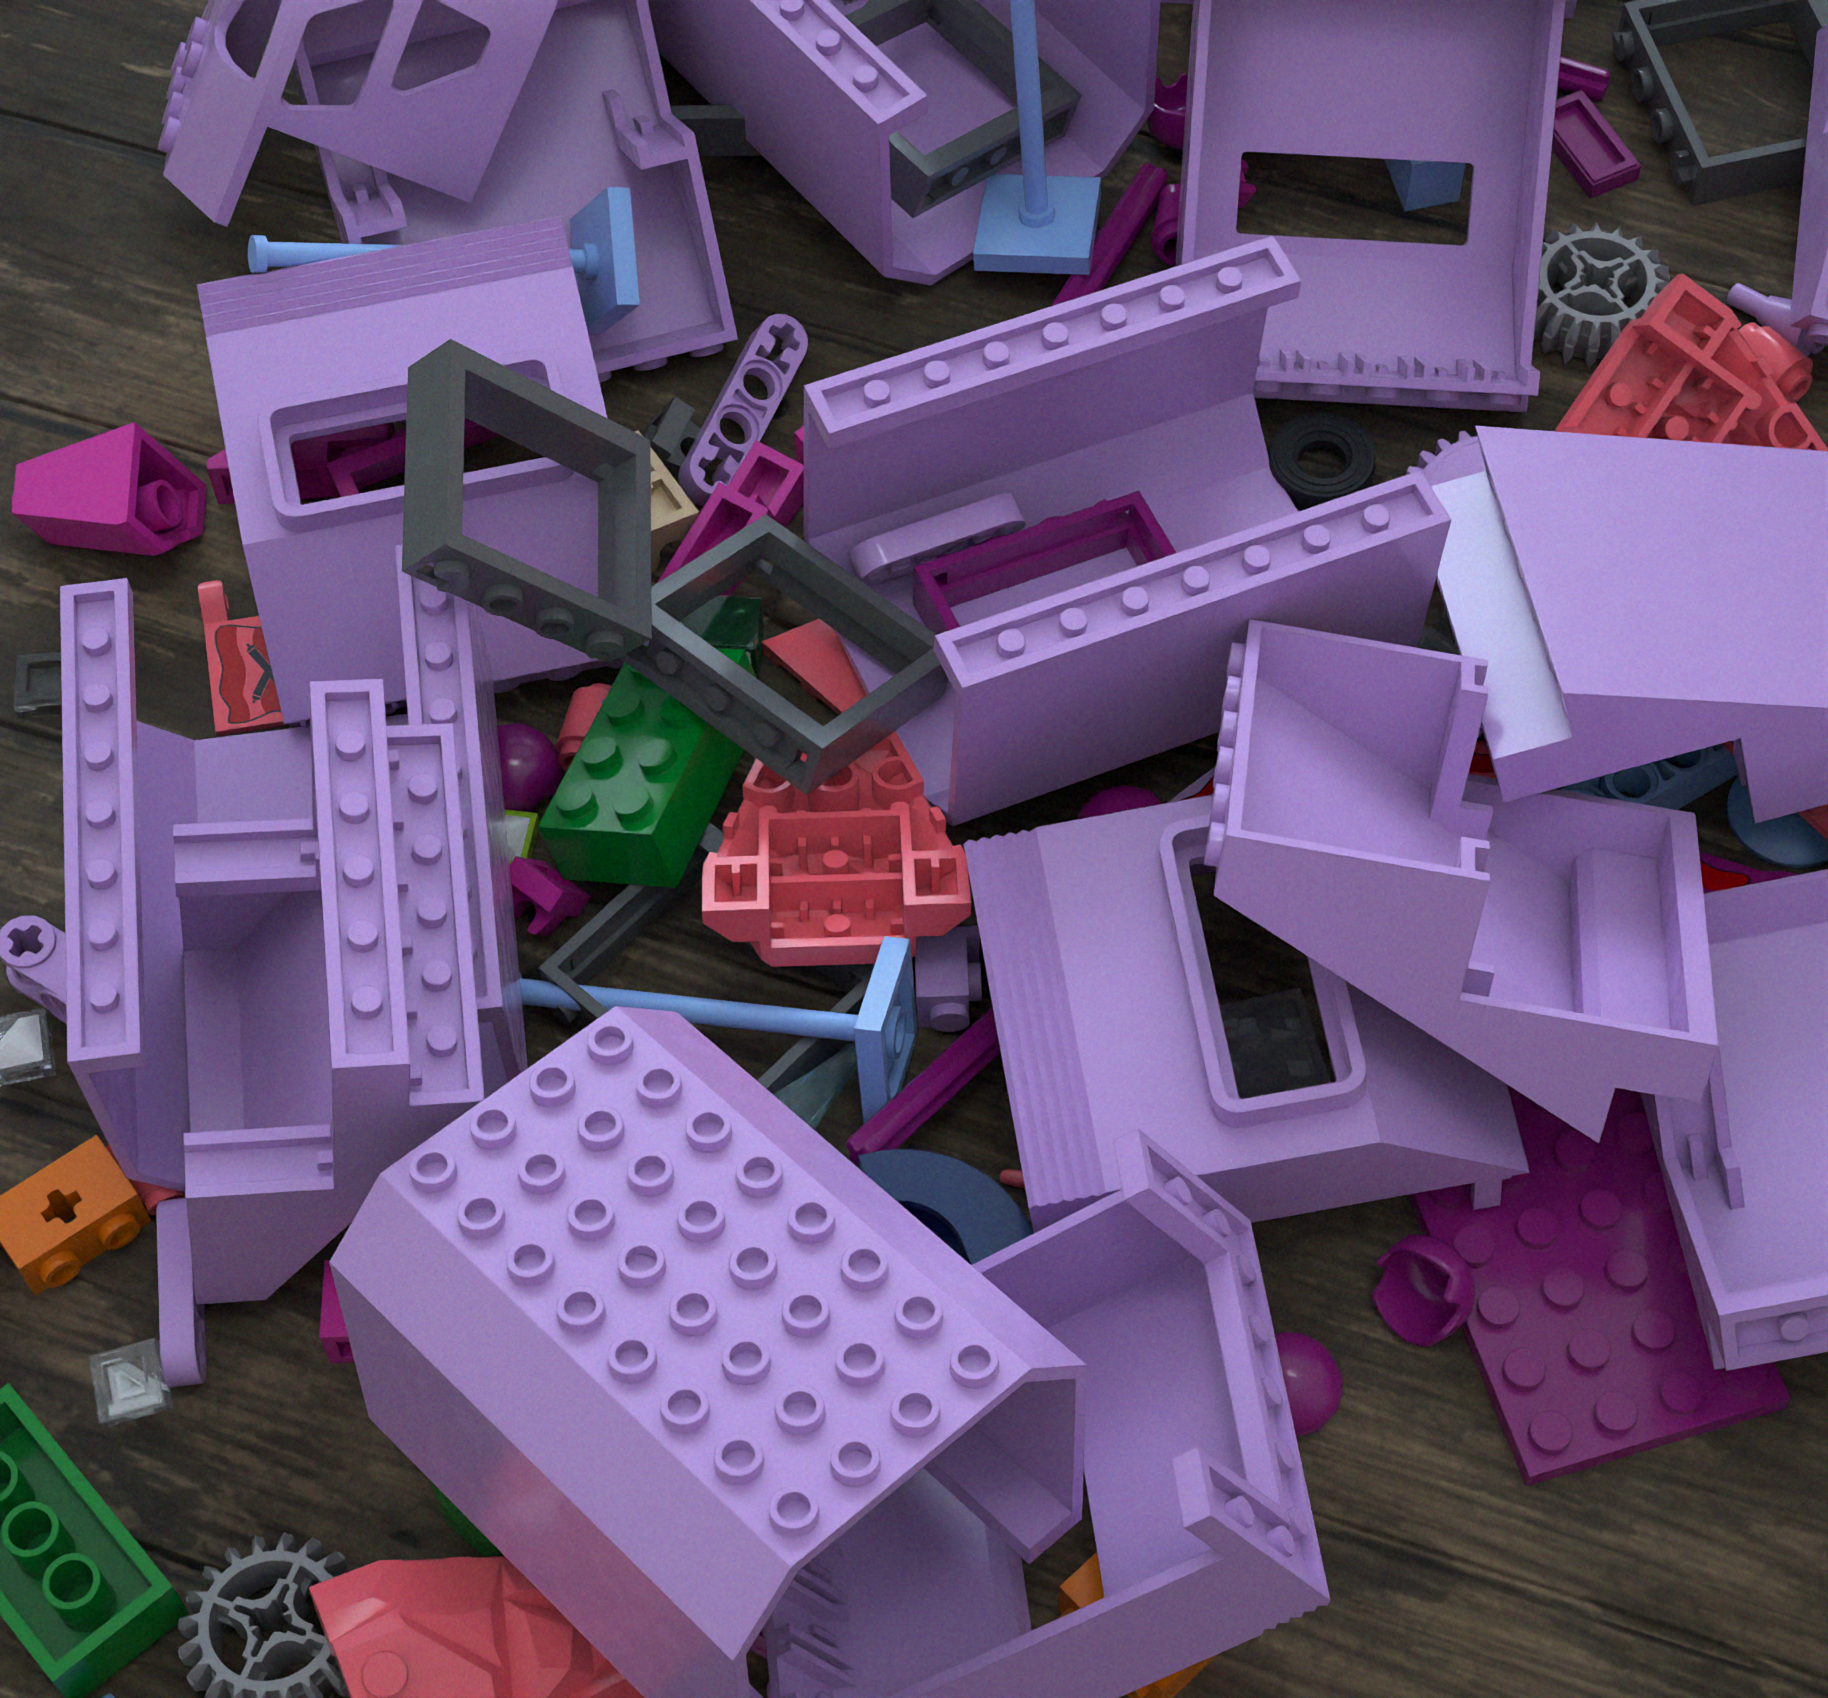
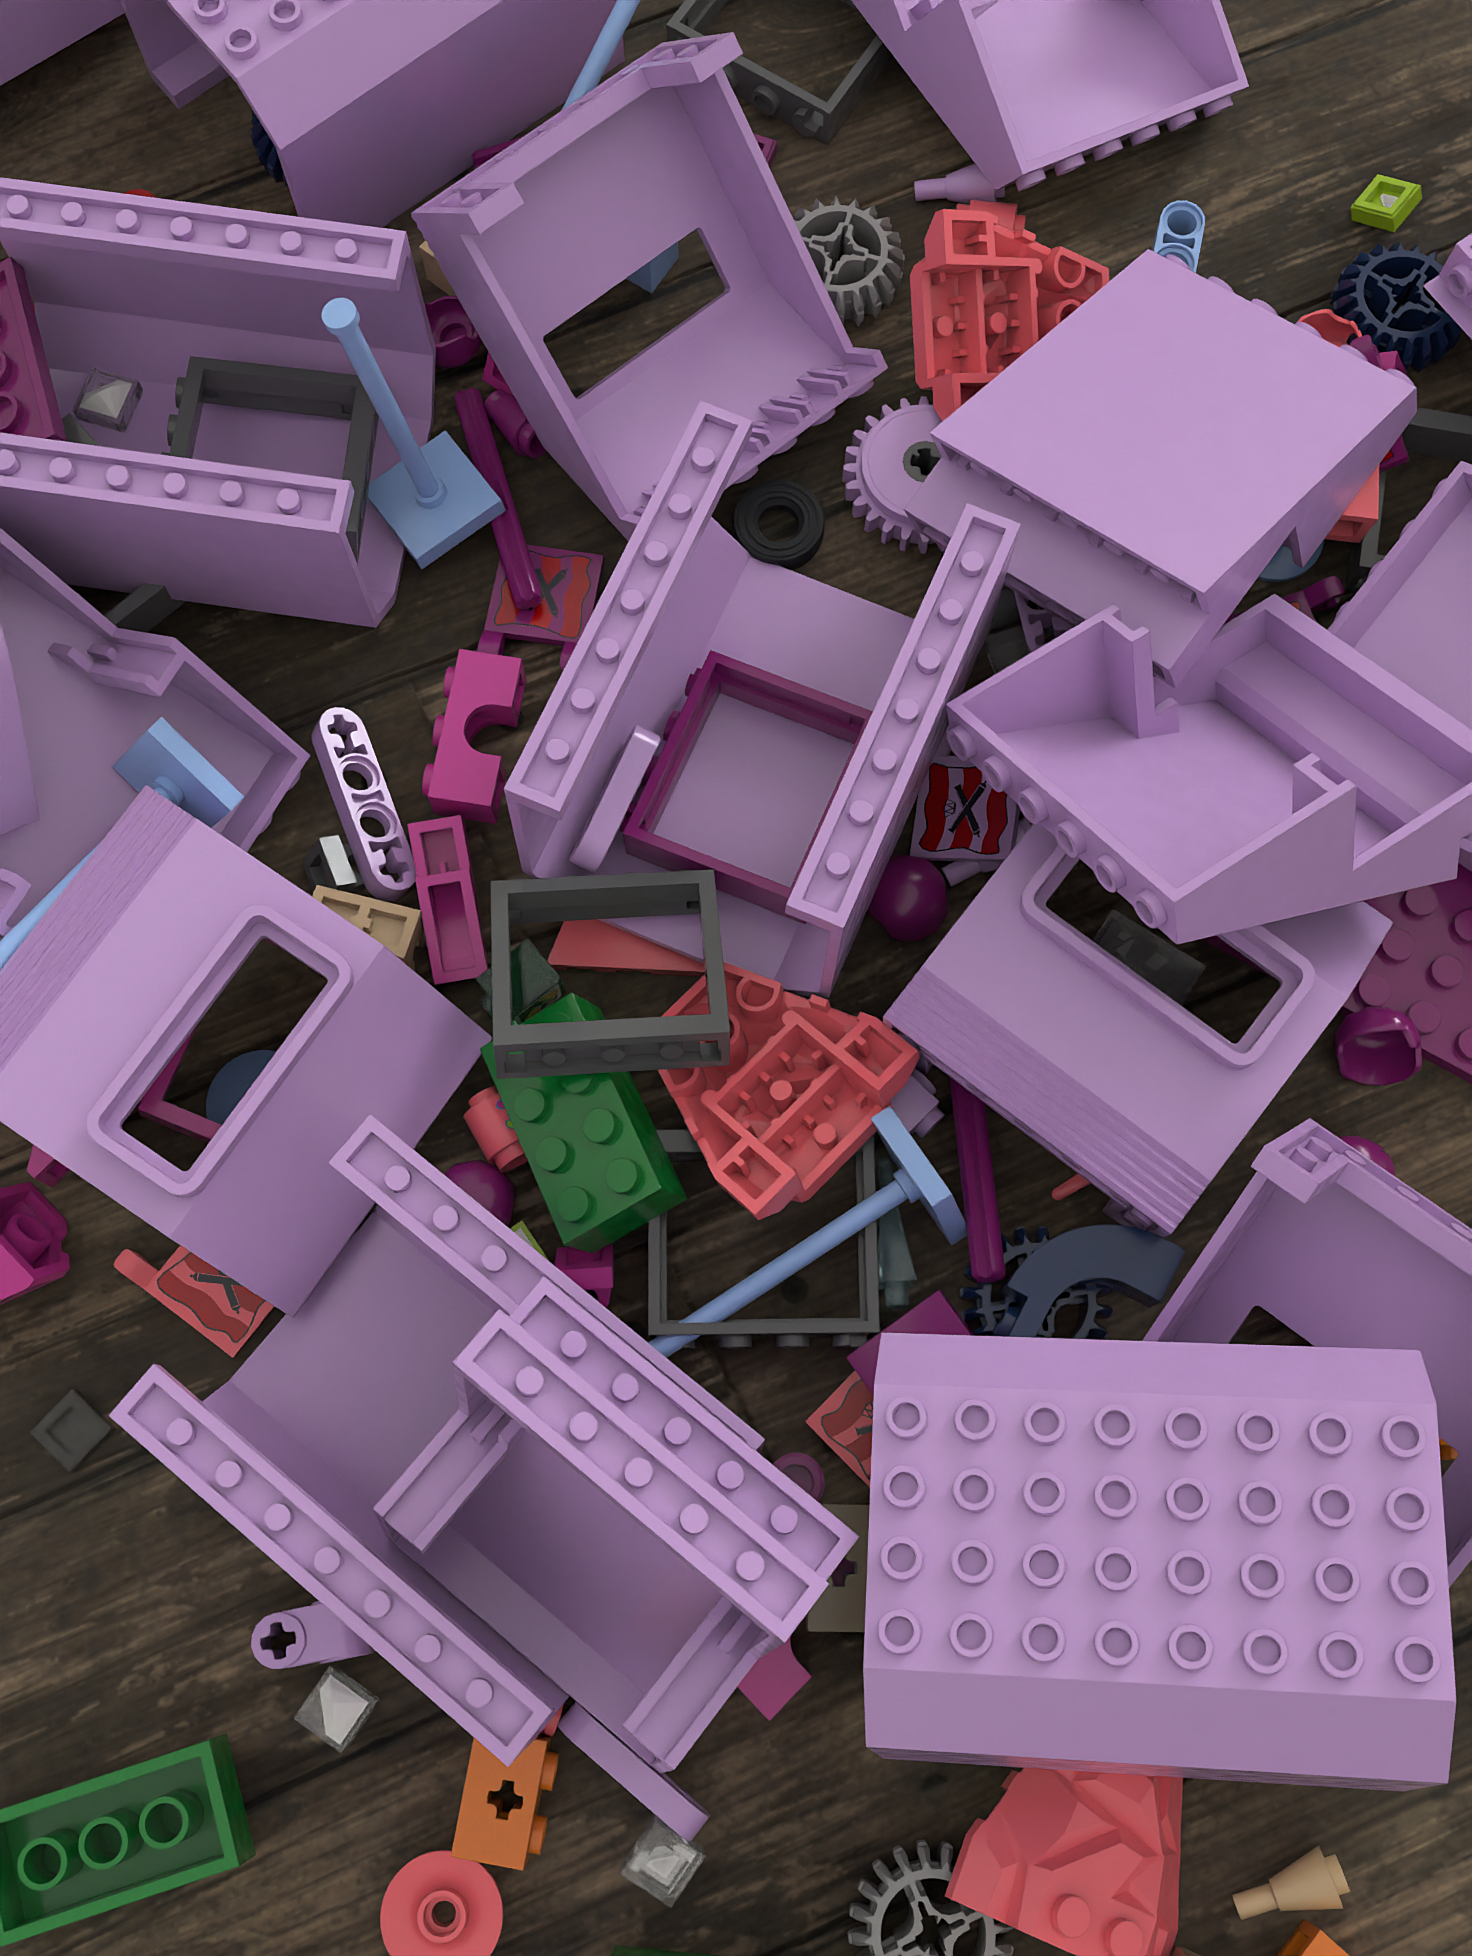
camera: 45 degrees left, 15 degrees up
(464, 384) = (331, 1097): dark grey window -> none

